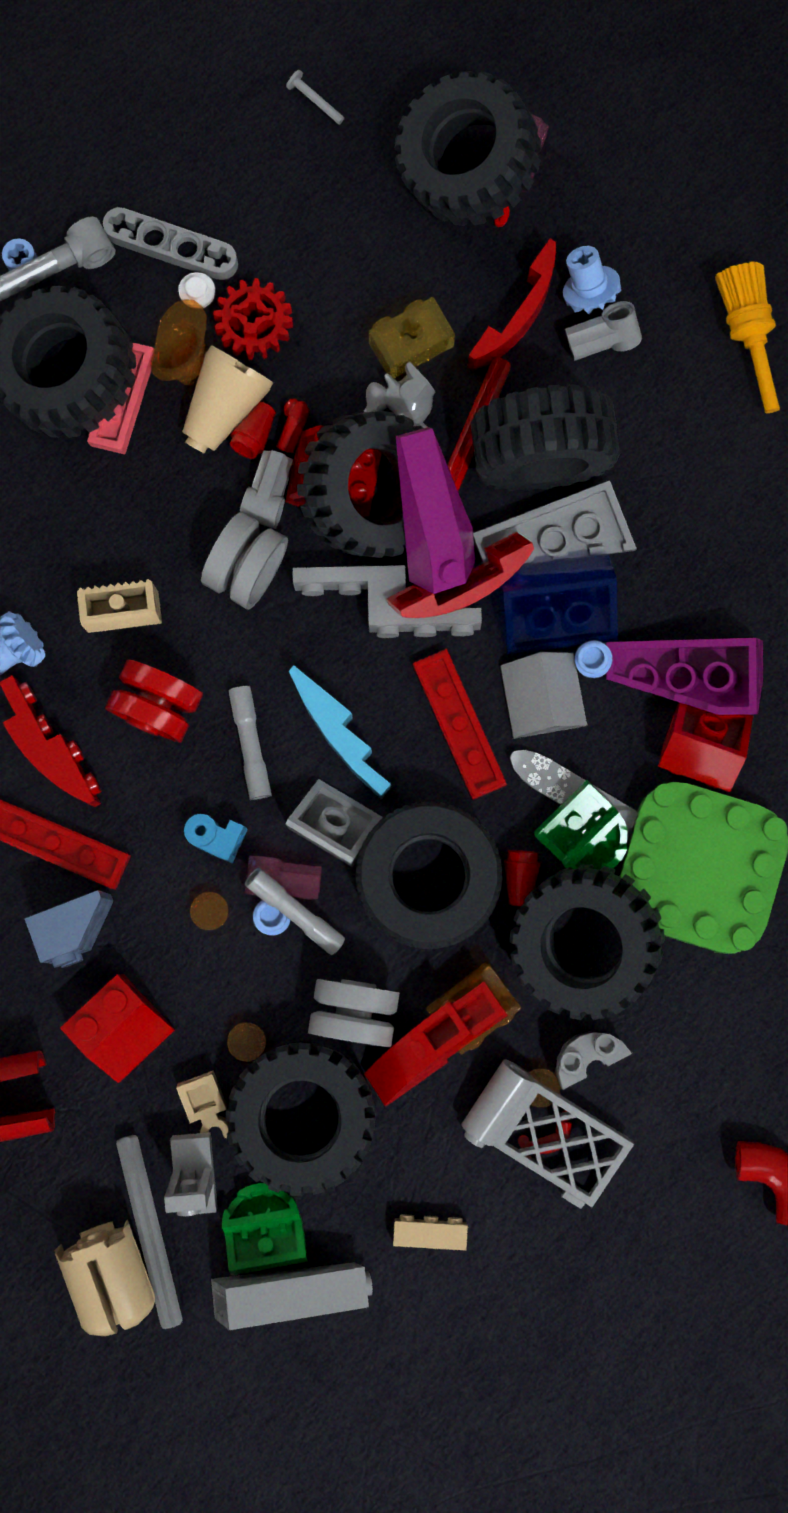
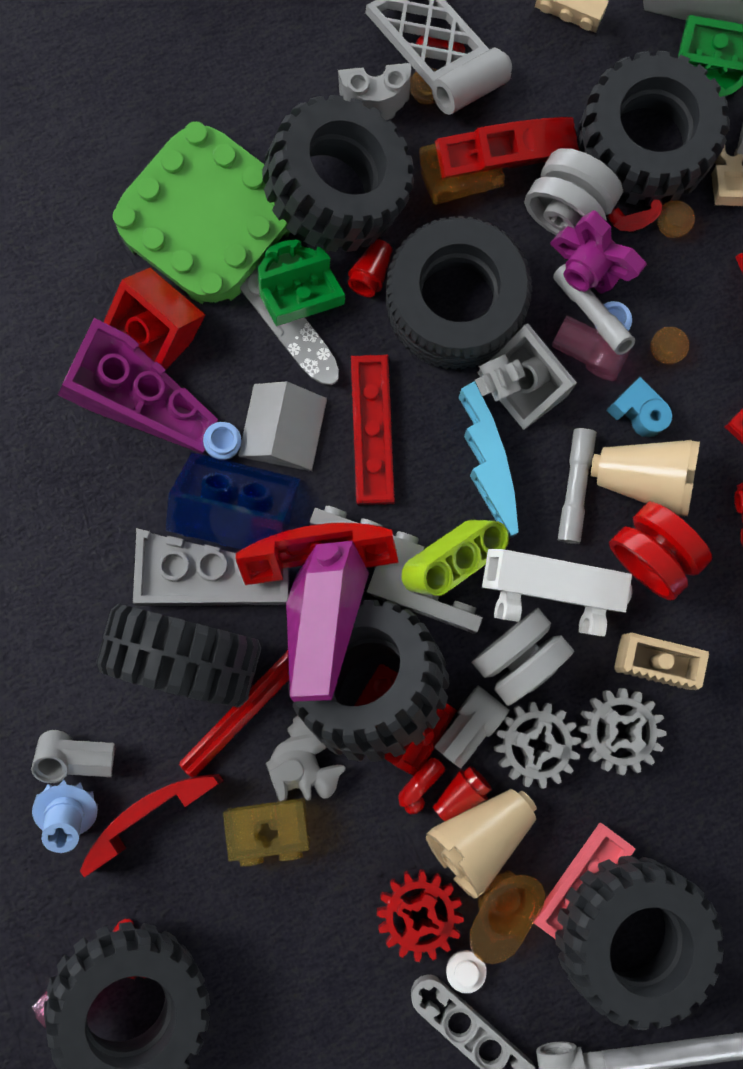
camera: 160 degrees left, 0 degrees up
(126, 549) = (635, 719): none -> light grey gear
(185, 774) = (650, 472): none -> tan cone
(189, 496) = (542, 726): none -> light grey gear
(237, 638) = (559, 581): none -> white brick
(283, 1026) = (636, 220): none -> red piece
(312, 954) = (594, 256): none -> magenta plant
(350, 608) = (453, 557): none -> lime beam
(358, 805) = (500, 377): none -> light grey gear

